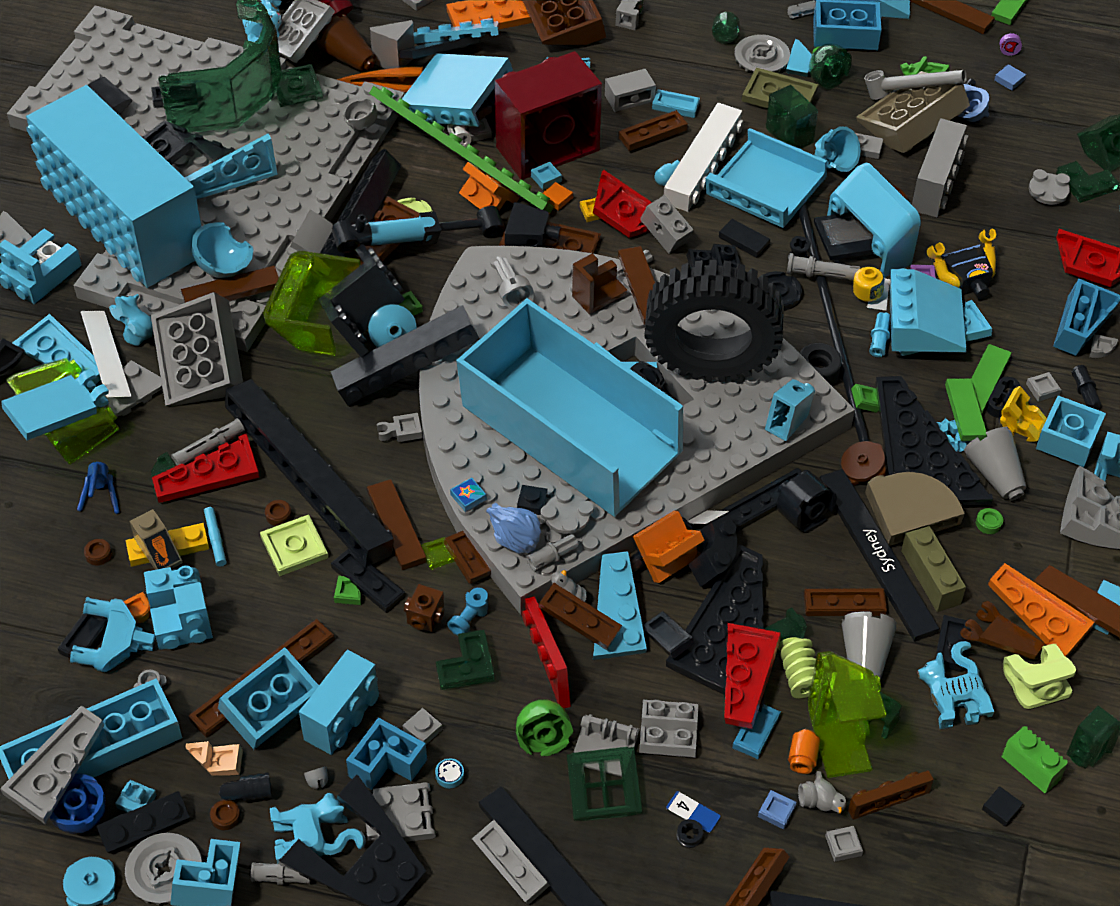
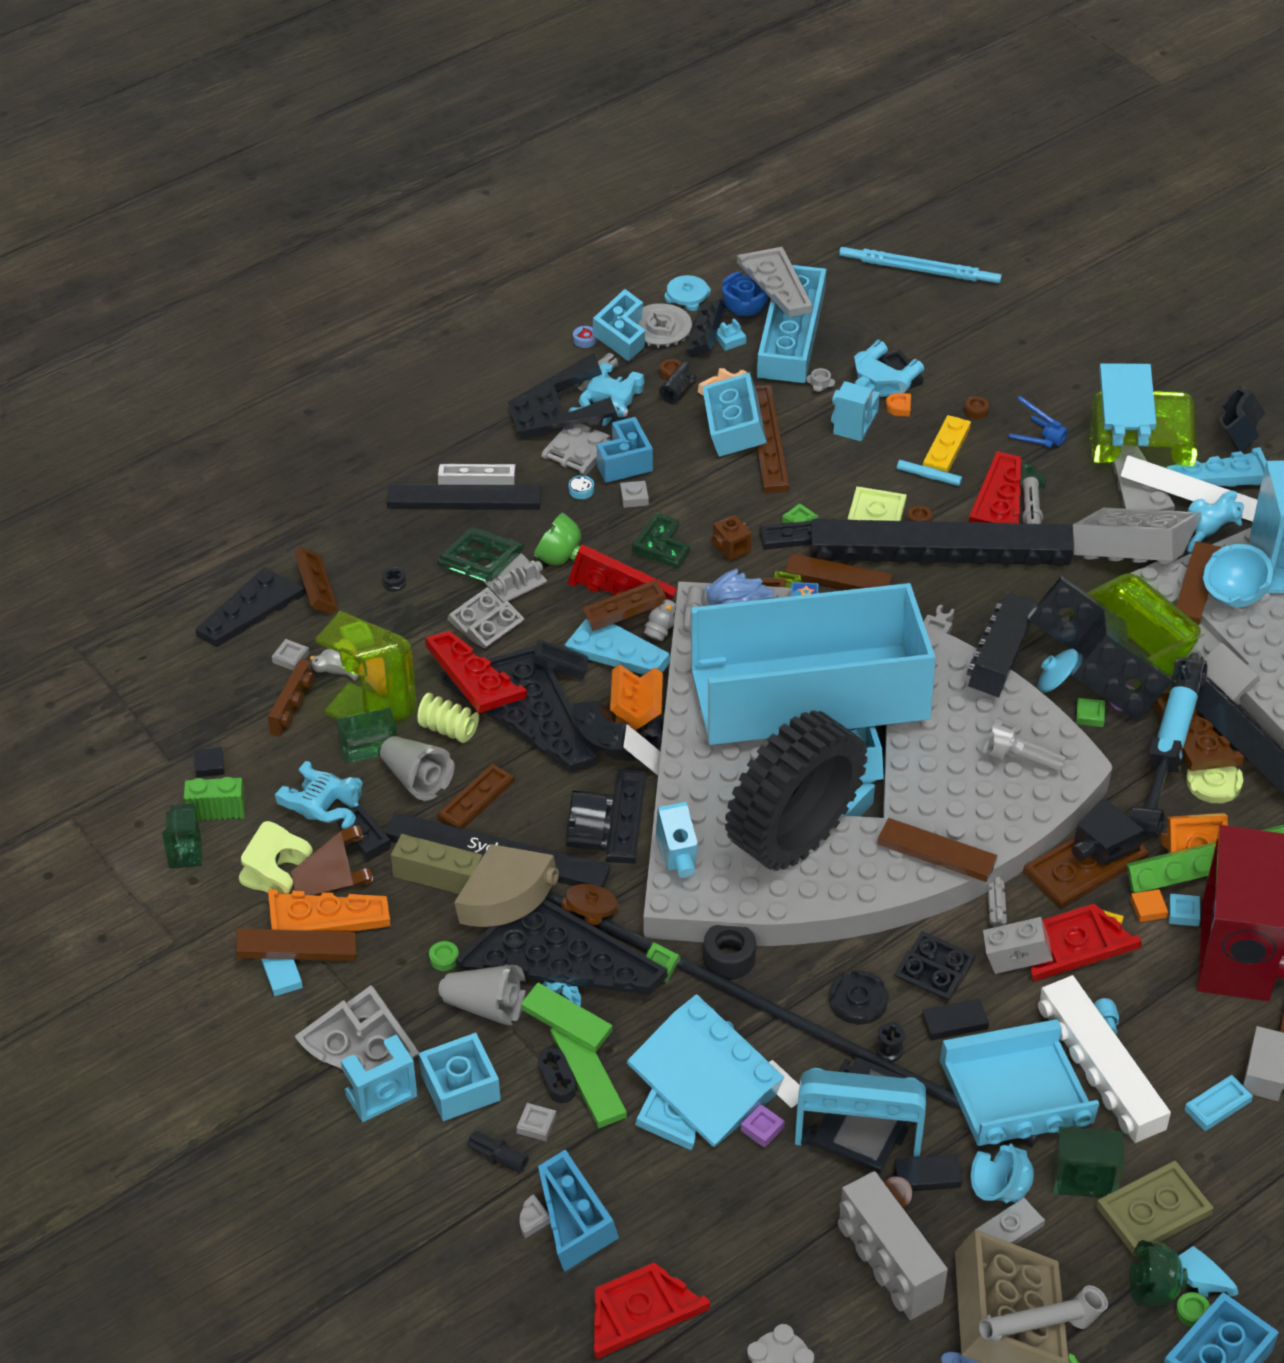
camera: 130 degrees right, 5 degrees down
(155, 541) = (942, 419): slope -> none
(162, 581) = (897, 416): medium azure brick -> none
(318, 774) = (651, 420): light grey hinge -> none
(339, 702) = (691, 445): medium azure brick -> none
(475, 605) = (708, 569): dark azure leg -> none
(594, 284) = (959, 799): reddish brown panel -> none
(652, 130) = (1184, 1044): reddish brown plate -> none
(690, 809) = (409, 596): sticker -> none
(753, 740) = (427, 670): dark azure tile -> none
(774, 49) = (1259, 1235): light grey gear -> none
(791, 626) = (488, 738): clear green bracket -> none
(811, 267) = (857, 1031): light grey pin -> none
(868, 284) = (790, 1058): yellow head -> none
(967, 268) = (734, 1164): torso -> none
(1021, 416) = (517, 1060): yellow cylinder -> none

